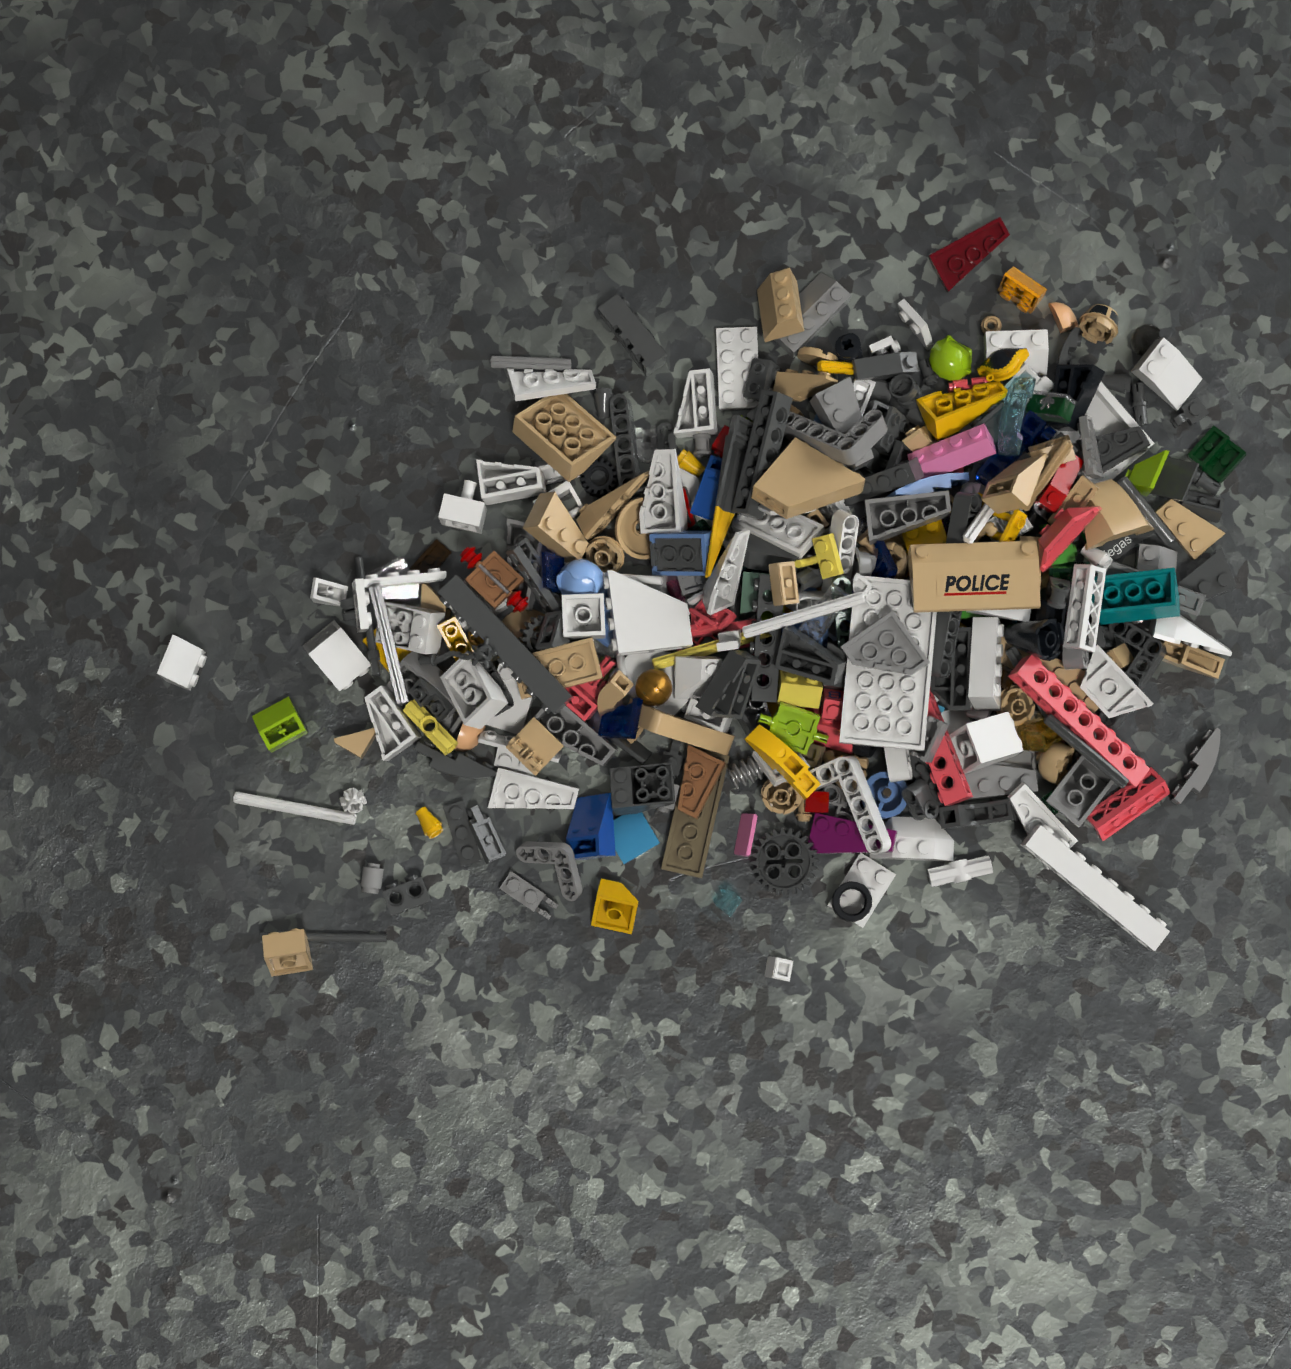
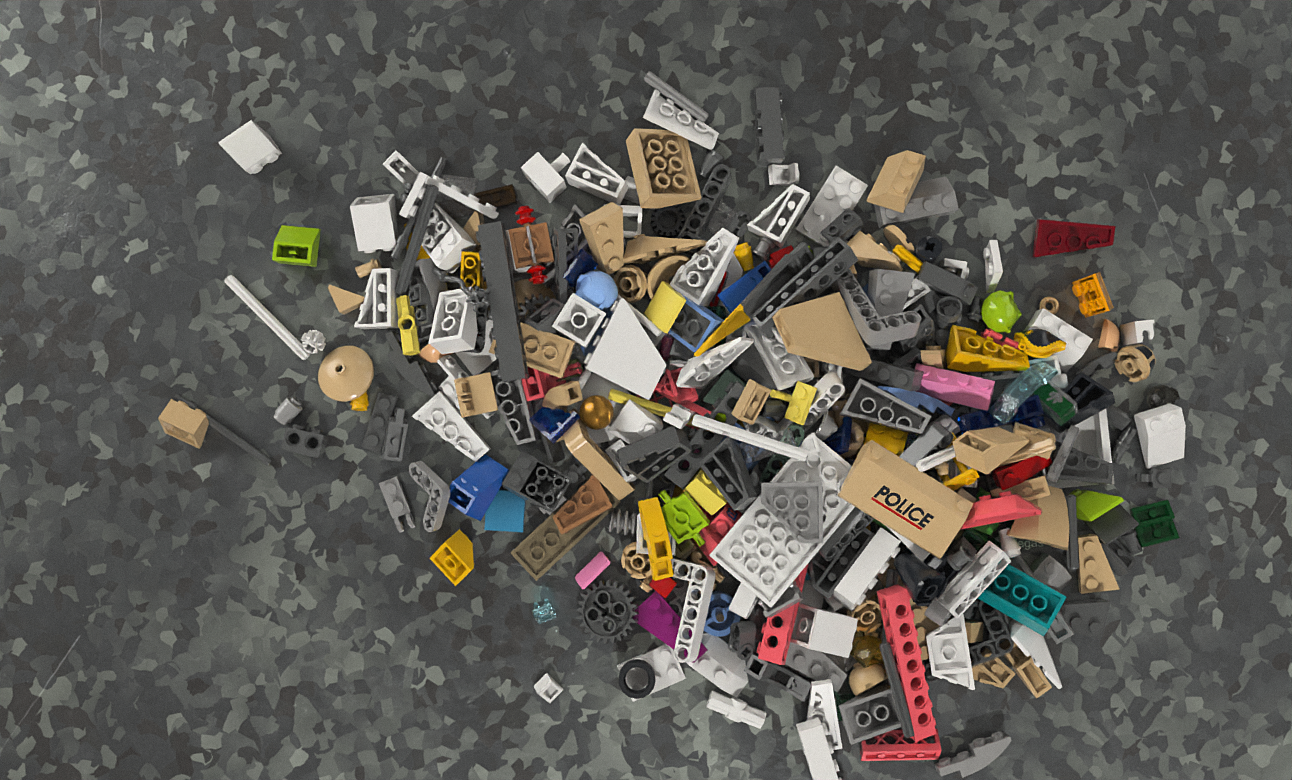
camera: 30 degrees right, 5 degrees up
(357, 701) = (366, 268): none -> tan pin
(413, 809) = (354, 377): none -> tan dish
(650, 554) = (664, 307): none -> light yellow slope
(674, 367) = (783, 174): none -> white bracket
(1077, 297) = (1132, 332): none -> white hinge
(1164, 682) = (992, 672): none -> tan wing

